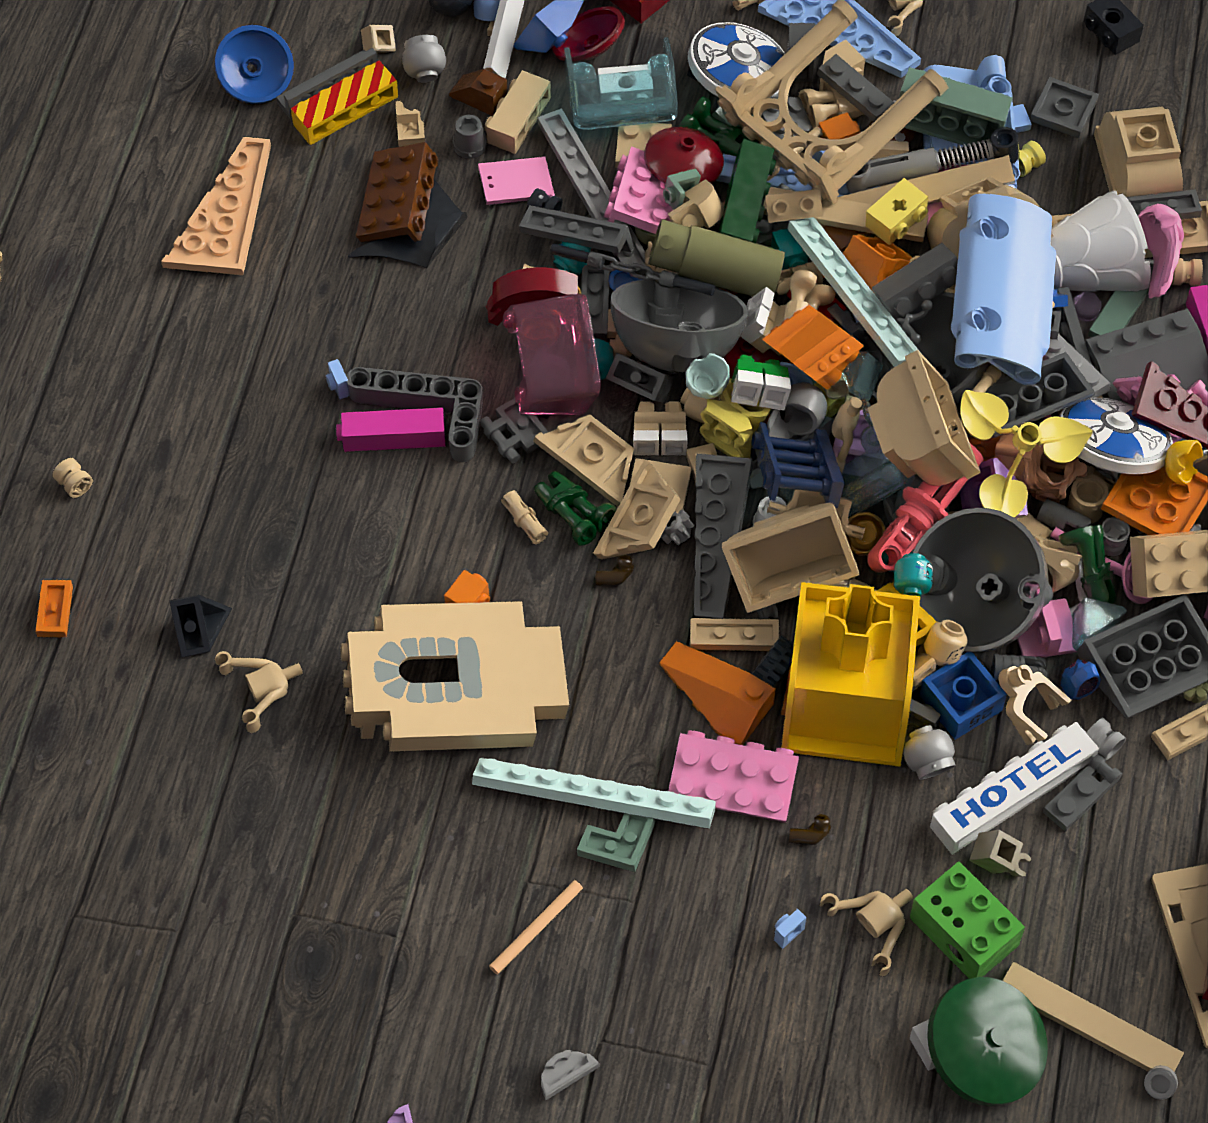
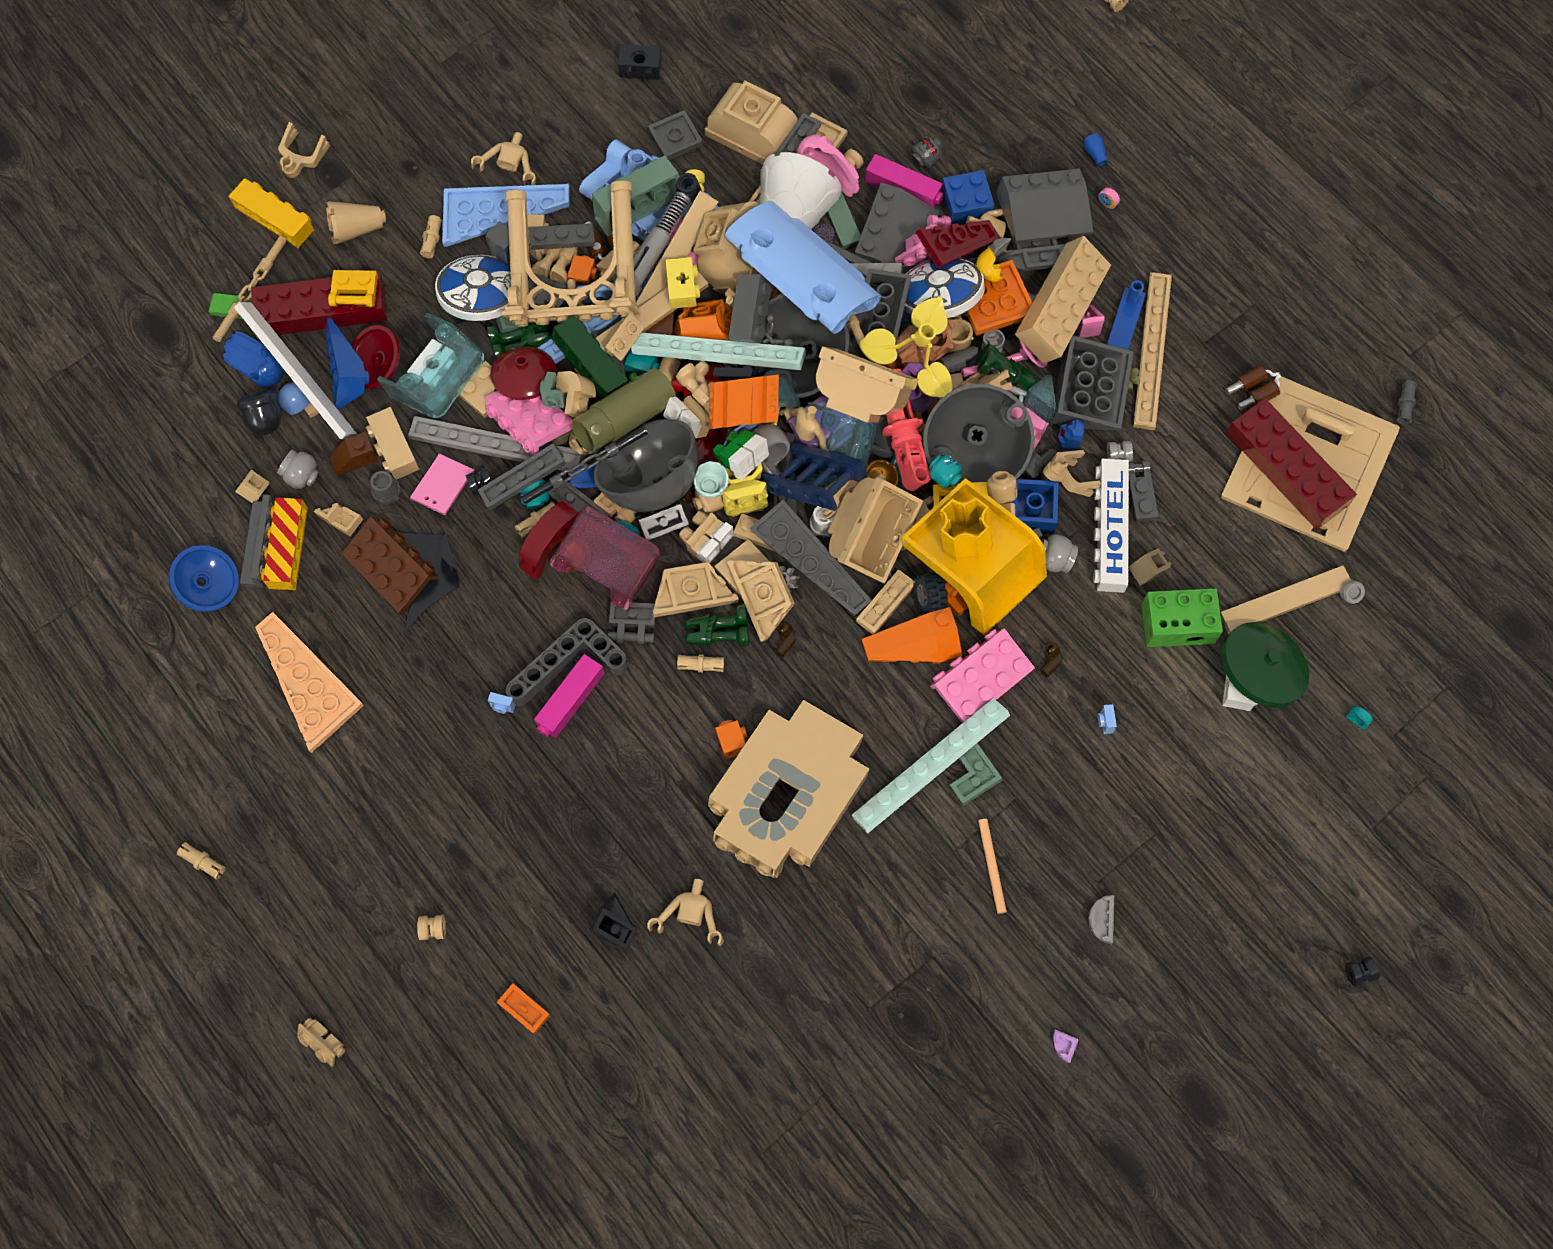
camera: 50 degrees left, 10 degrees up
(877, 917) = (1136, 665): tan piece -> none

